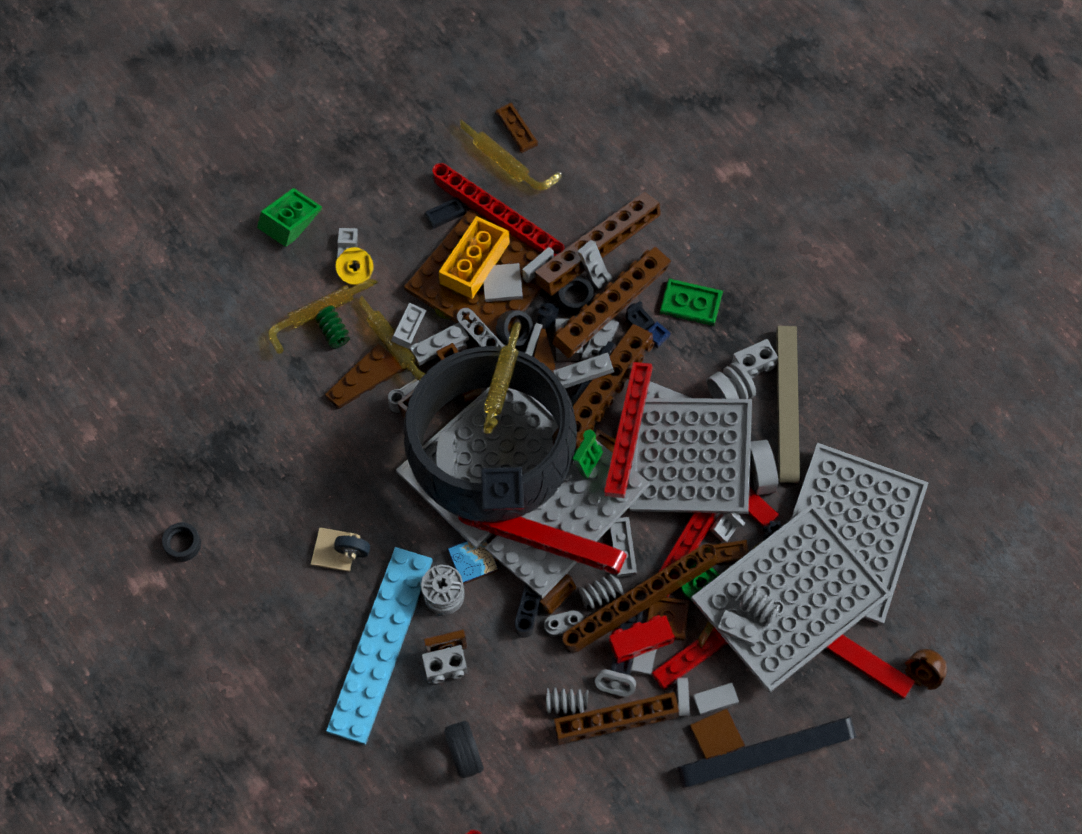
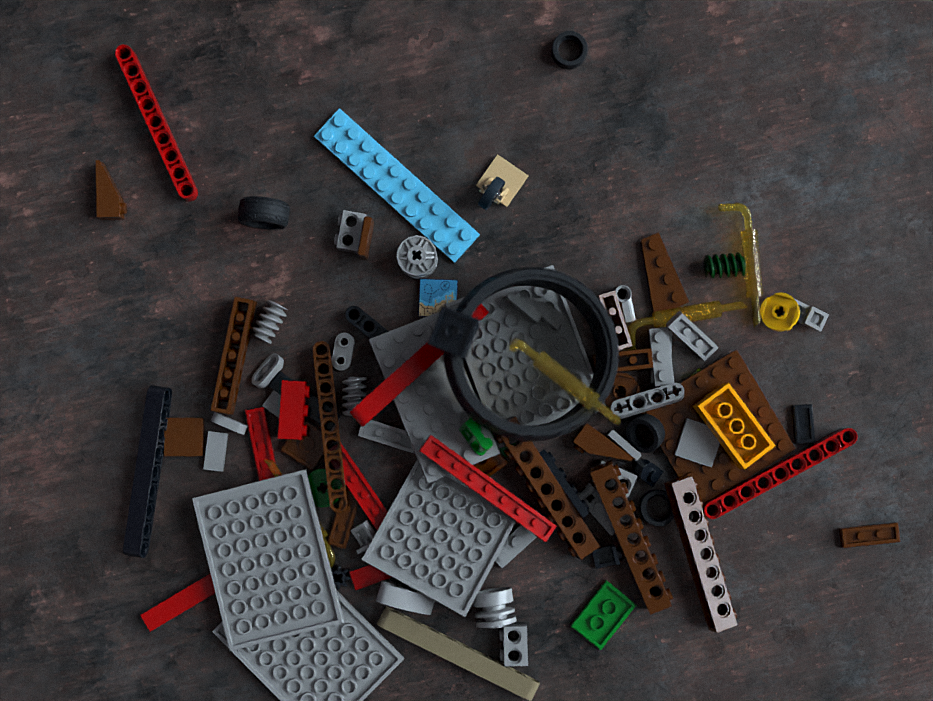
camera: 115 degrees right, 20 degrees up
(288, 217) = (863, 272): green slope -> none
(505, 159) = (835, 507): clear yellow piece -> none
(543, 258) = (703, 490): light grey tile -> none
(558, 594) = (369, 357): reddish brown tile -> none
(584, 370) = (568, 475): light grey plate -> none
(593, 264) = (677, 537): light grey plate -> none
(660, 334) = (584, 567): dark blue tile -> none
(739, 628) = (256, 498): light grey plate -> none
(758, 604) = (267, 525): light grey piece -> none
(926, 668) = (153, 649): reddish brown cylinder -> none

